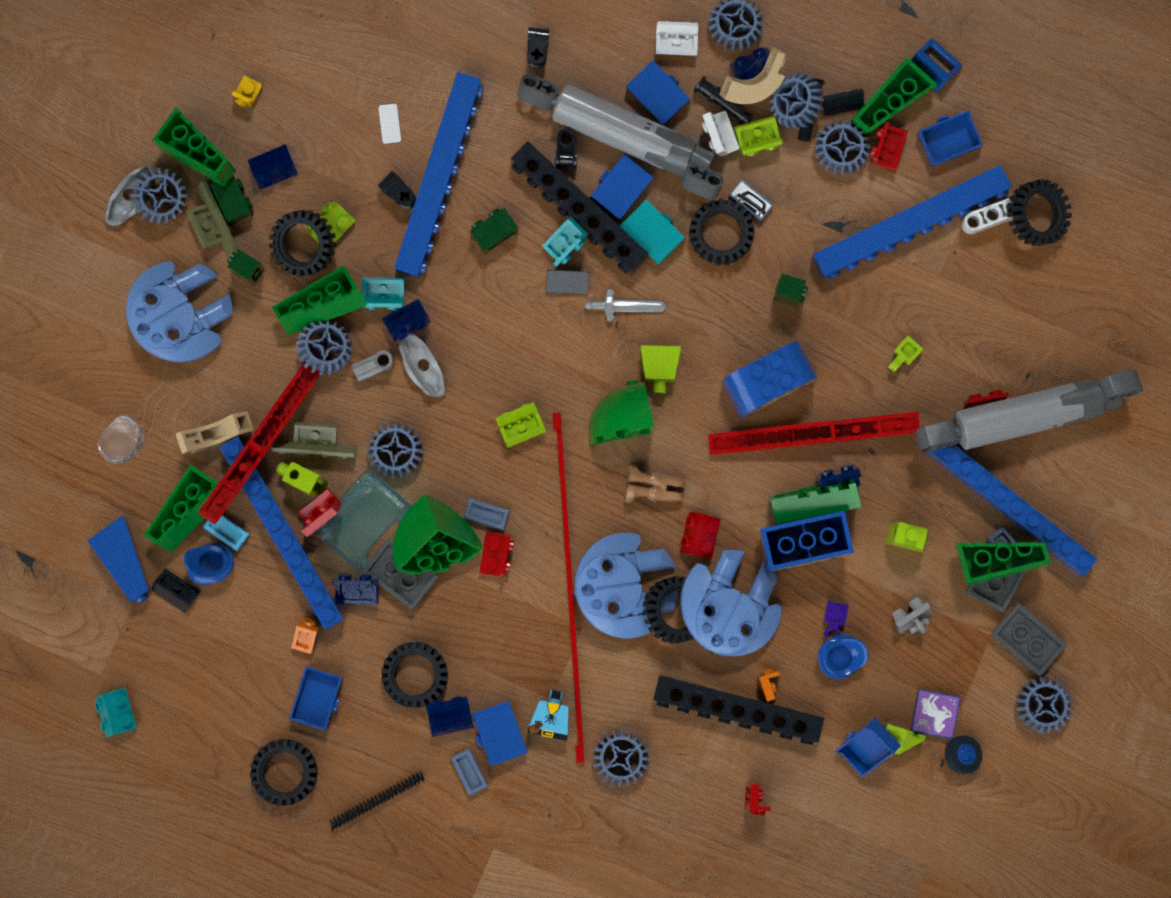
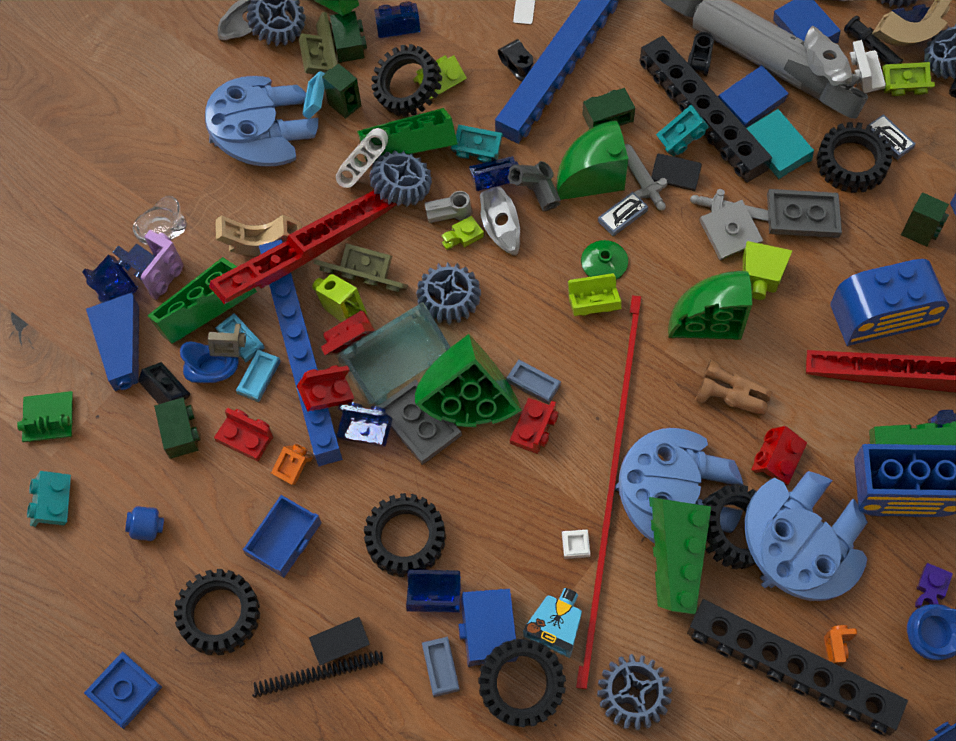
camera: 20 degrees right, 20 degrees down
(85, 641) = (46, 416): none -> green hinge
(96, 506) = (109, 280): none -> clear blue bracket
(119, 482) = (136, 259): none -> clear blue bracket
(145, 480) = (164, 266): none -> lavender bracket
(201, 627) = (177, 428): none -> dark green brick
(201, 715) = (144, 523): none -> blue head
(220, 274) = (314, 95): none -> medium azure tile
(220, 546) = (227, 343): none -> dark tan bracket
(229, 849) = (122, 690): none -> blue tile
(252, 562) = (258, 375): none -> medium azure tile
(257, 619) = (244, 434): none -> red bracket
(285, 338) = (357, 167): none -> white beam
(319, 572) = (325, 388): none -> red bracket
(386, 772) = (339, 641): none -> black hinge
(394, 384) = (463, 232): none -> lime plate
(447, 319) = (538, 180): none -> dark grey piece
(490, 291) = (594, 163): none -> green brick
(524, 394) = (595, 265): none -> green dish
(528, 334) = (623, 214): none -> tile
(547, 302) = (649, 188): none -> light grey sword
(552, 648) = (575, 544): none -> white tile
(552, 789) = (554, 682): none -> black tyre
(625, 331) = (730, 229): none -> light grey plate
(634, 643) = (679, 552): none -> green wedge
(685, 301) = (804, 213): none -> dark grey plate
(692, 162) = (835, 70): none -> light grey piece

